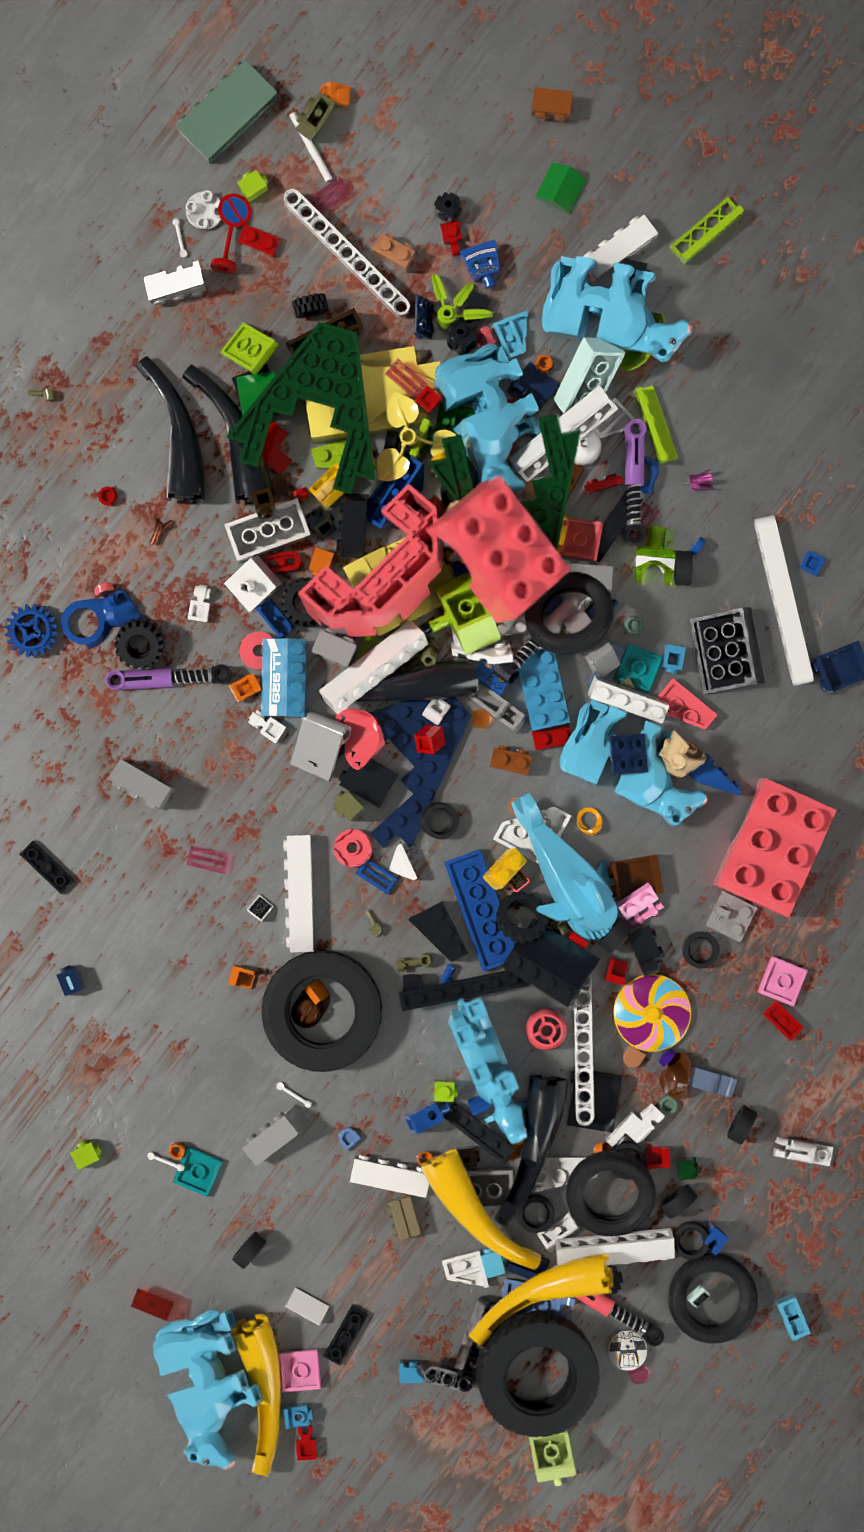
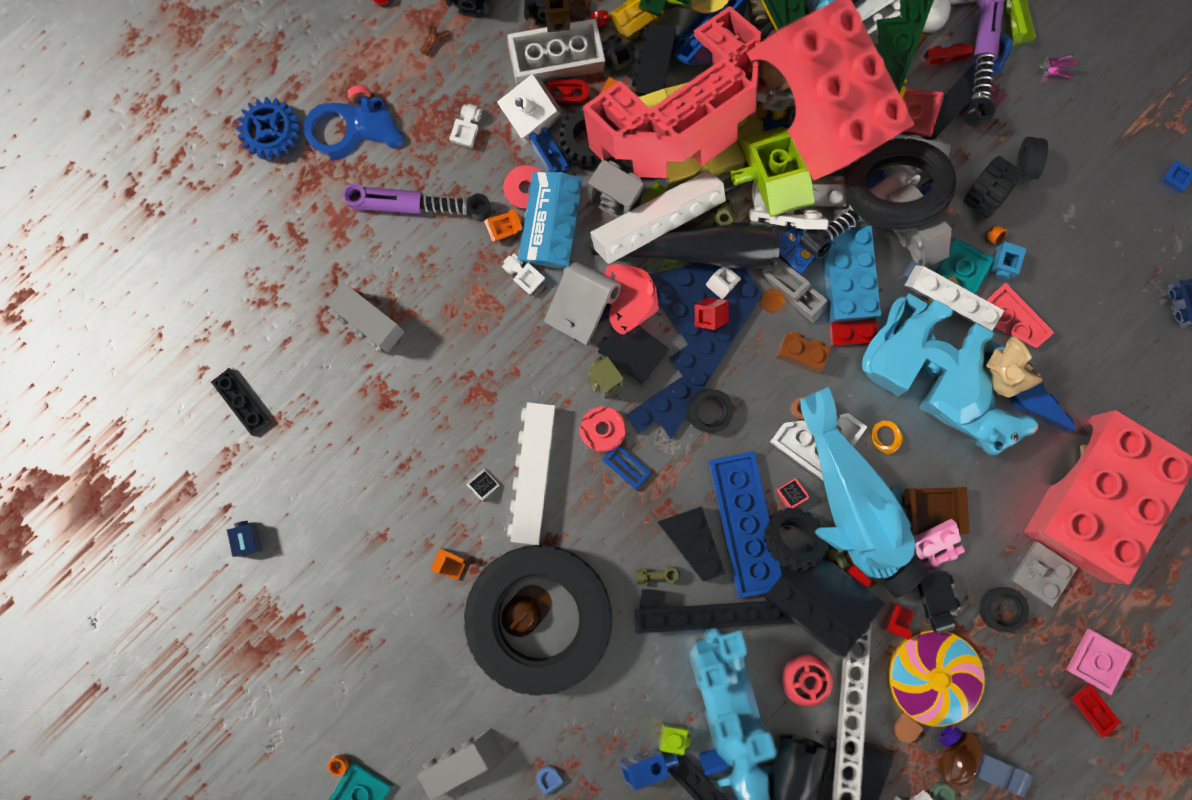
camera: 10 degrees right, 5 degrees down
(86, 1153) = (227, 753): lime brick -> none
(144, 628) = (370, 157): black tyre -> none
(180, 1167) = (307, 766): white hinge -> none
(223, 863) = (448, 426): clear pink tile -> none
(280, 1086) = (475, 703): white hinge -> none
(317, 991) = (536, 594): orange tile -> none
(376, 929) = (617, 530): olive hand -> none
(401, 864) = (658, 456): white slope -> none
(447, 974) = (695, 595): blue arm -> none
(504, 868) = (781, 478): yellow brick -> none
(628, 754) = (951, 358): dark blue hinge -> none
(633, 625) = (963, 218): sand green tile -> none
(651, 599) = (992, 187): none -> black tyre
(655, 555) = (997, 140): clear neon green connector -> none
(663, 636) = (997, 234): none -> orange hinge
(697, 545) = (1051, 135): blue tile -> none
(727, 650) = (1071, 260): black slope -> none
(783, 600) = (1143, 213): white beam -> none

